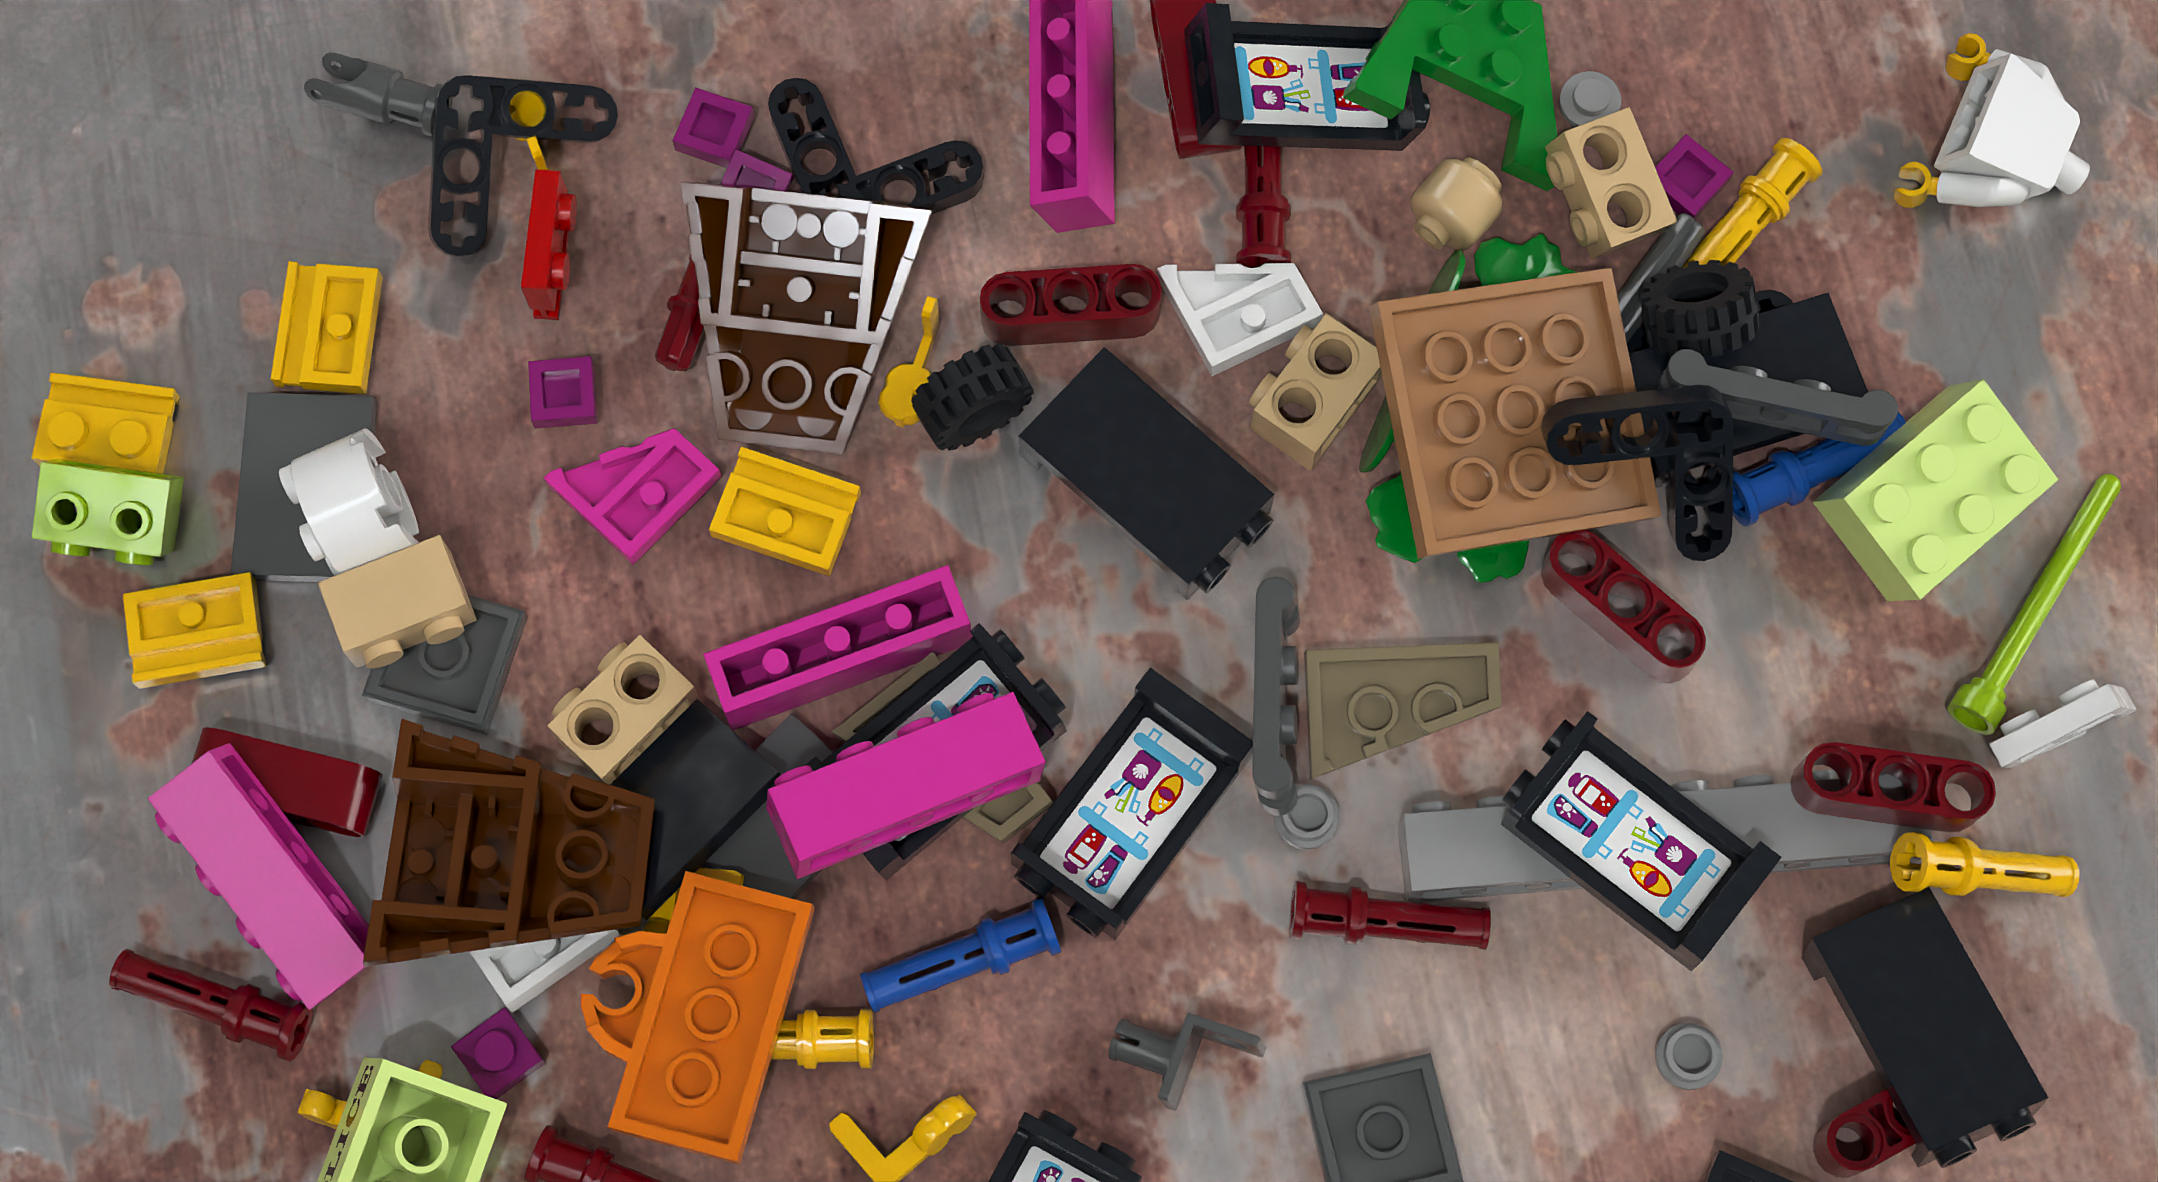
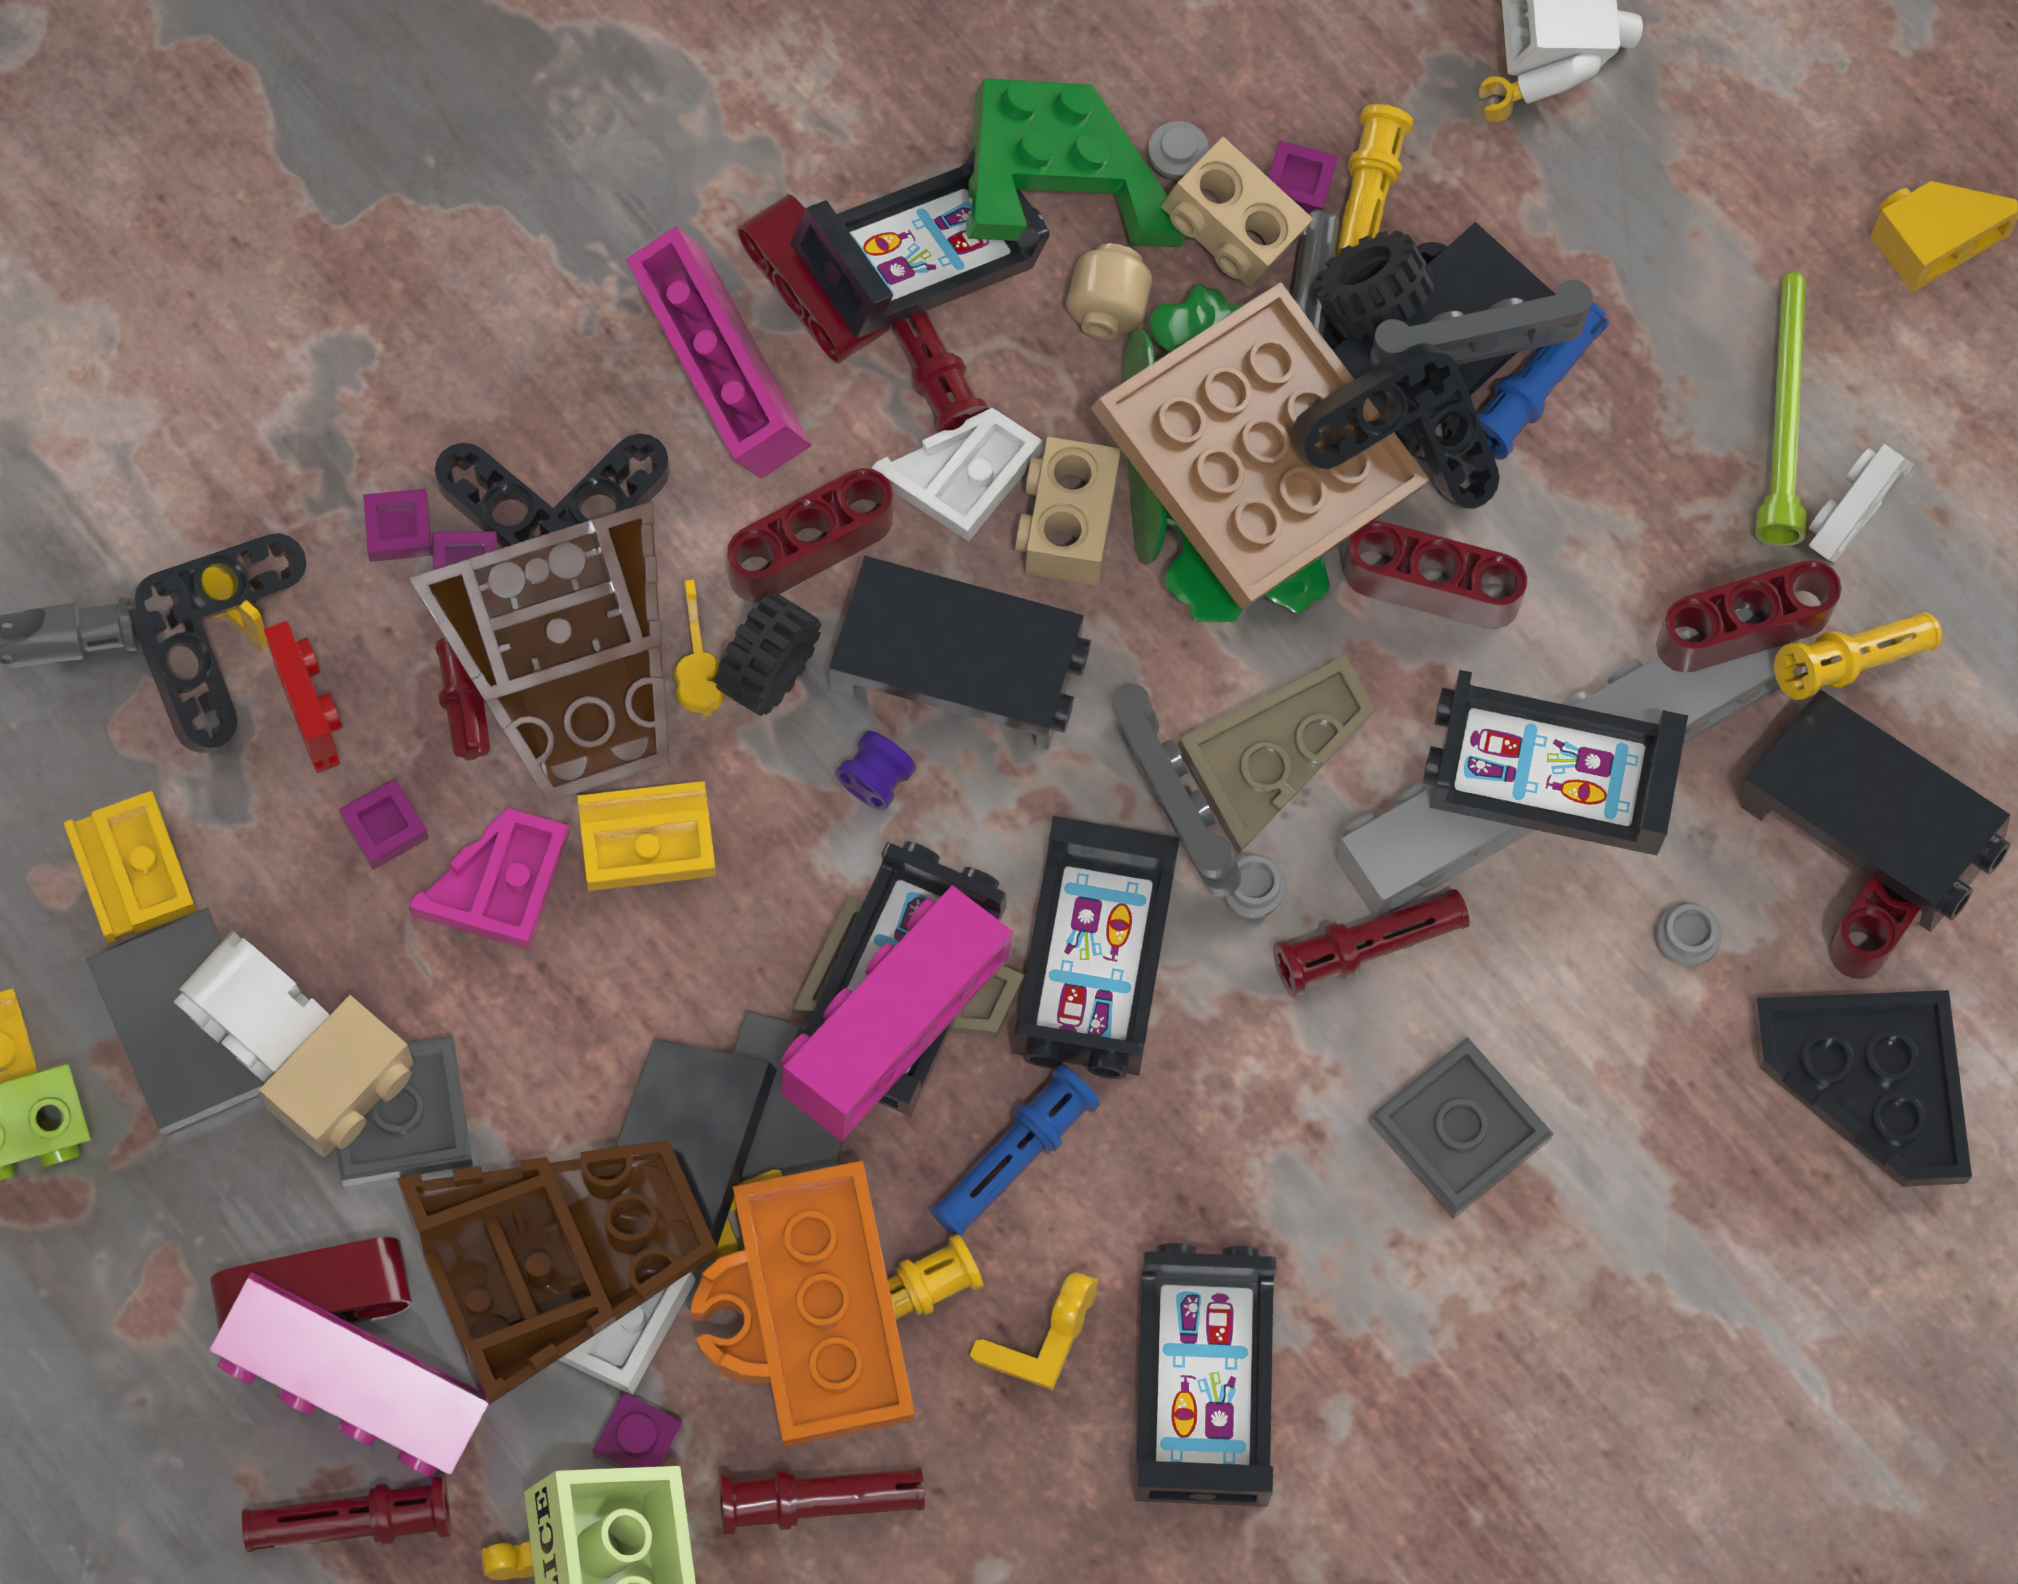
camera: 30 degrees left, 5 degrees down
(194, 630) = (152, 1196): yellow plate -> none
(634, 721) = (605, 1082): tan brick -> none
(838, 647) = (763, 930): dark pink brick -> none
(1017, 548) = (875, 770): none -> dark purple wheel
(1175, 1056) = (1245, 1146): dark grey bracket -> none
(1935, 491) = (1653, 351): yellowish green brick -> none

